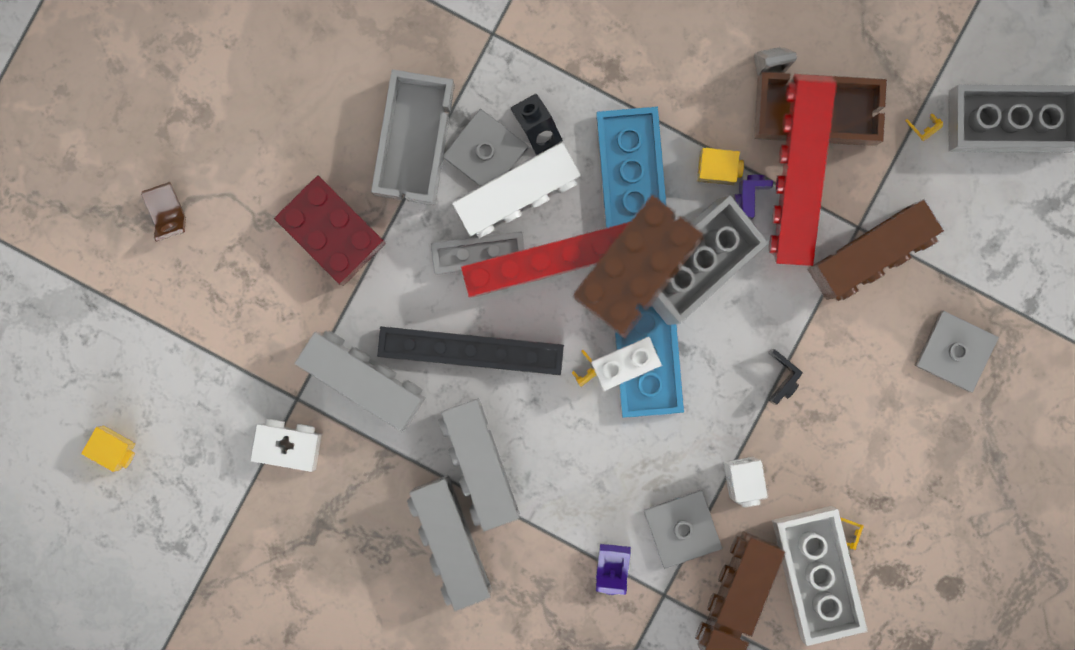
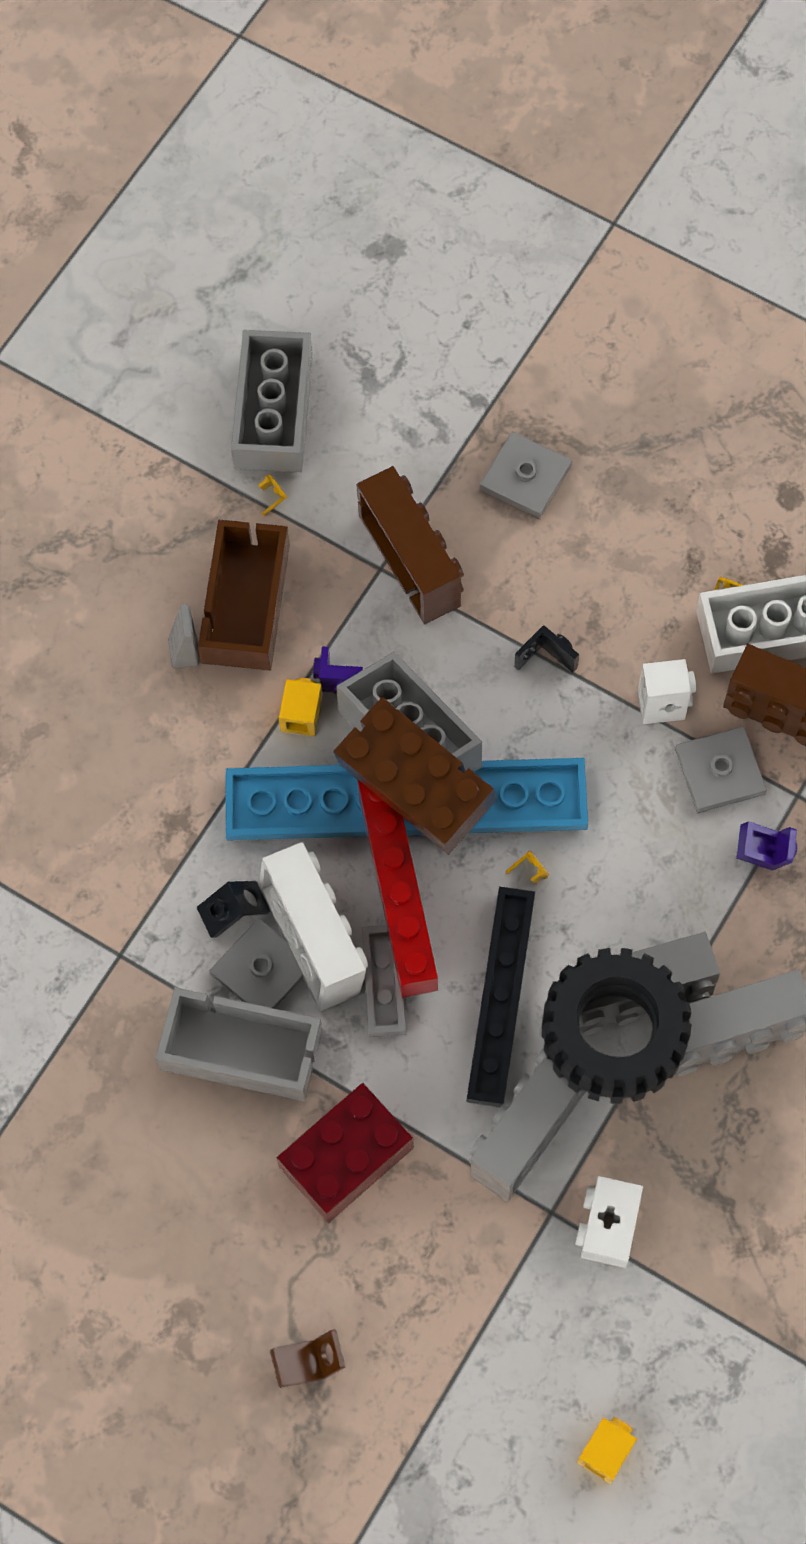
camera: 85 degrees left, 20 degrees down
(388, 473) = (626, 978): none -> black tyre
(626, 363) = (525, 811): white brick -> none
(803, 169) = (312, 608): red brick -> none

